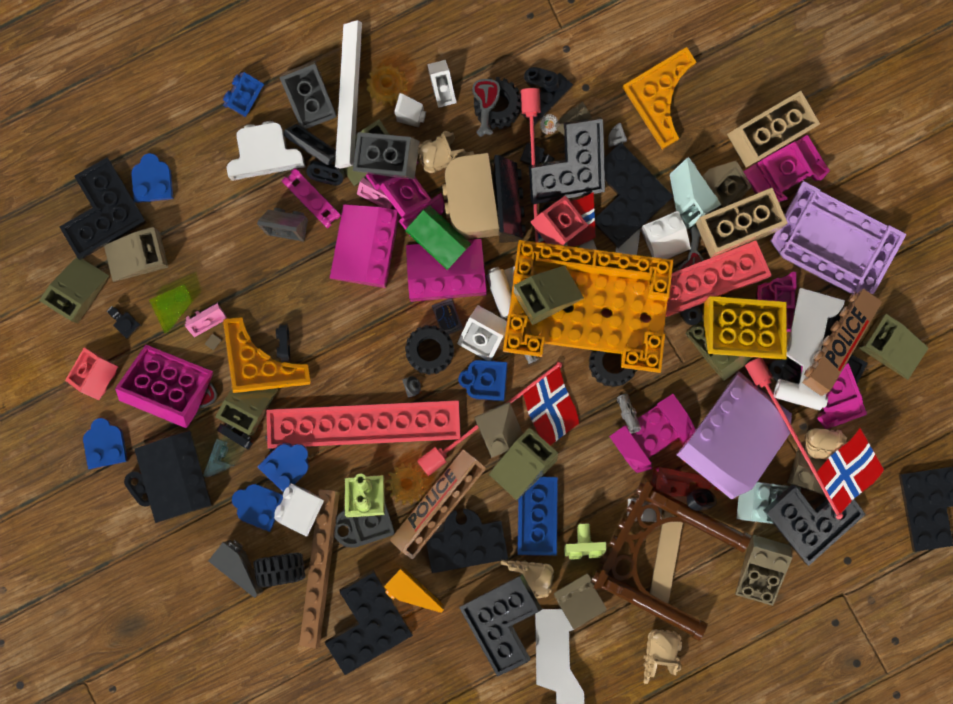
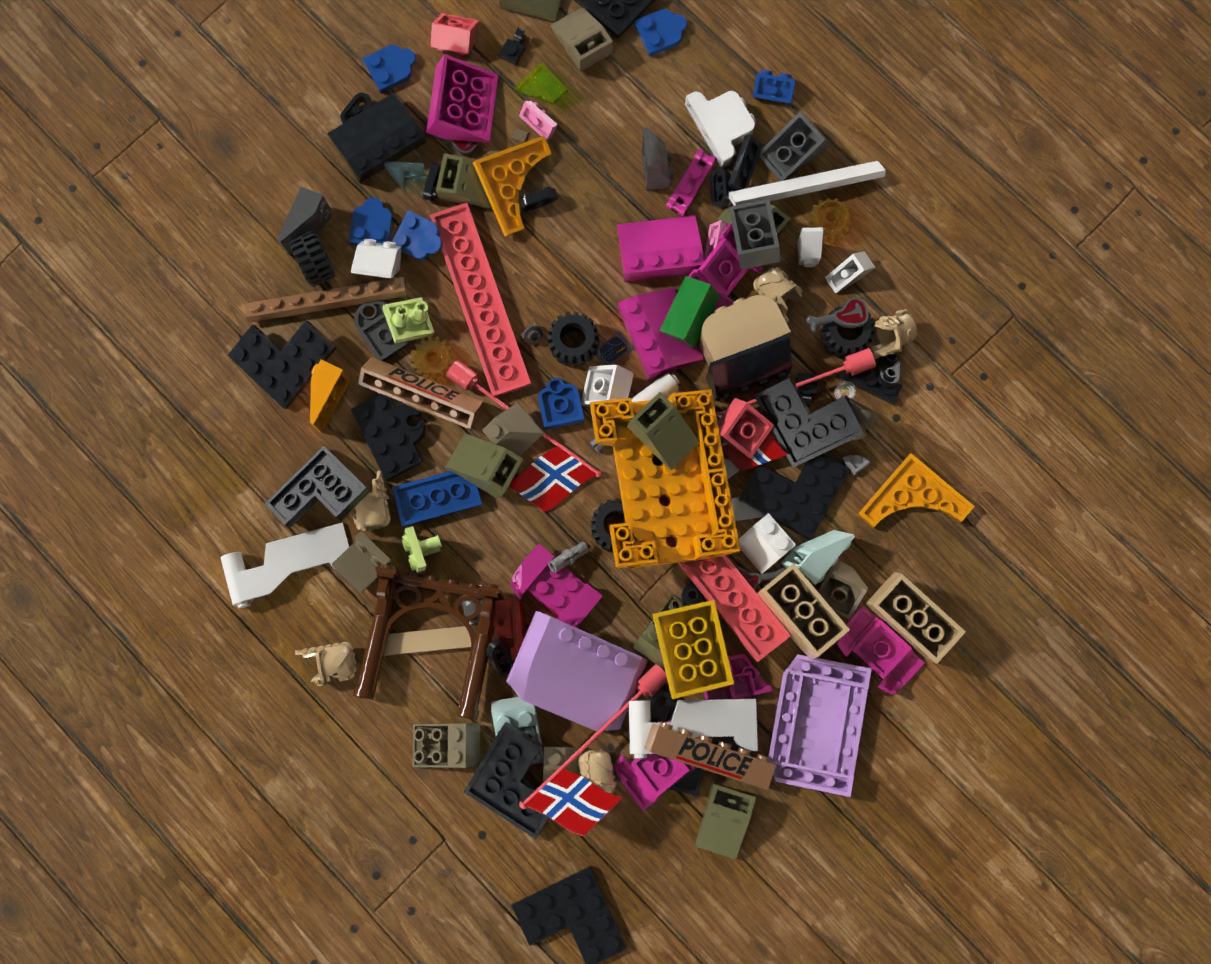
camera: 70 degrees right, 5 degrees down
(512, 64) = (893, 332): none -> tan helmet

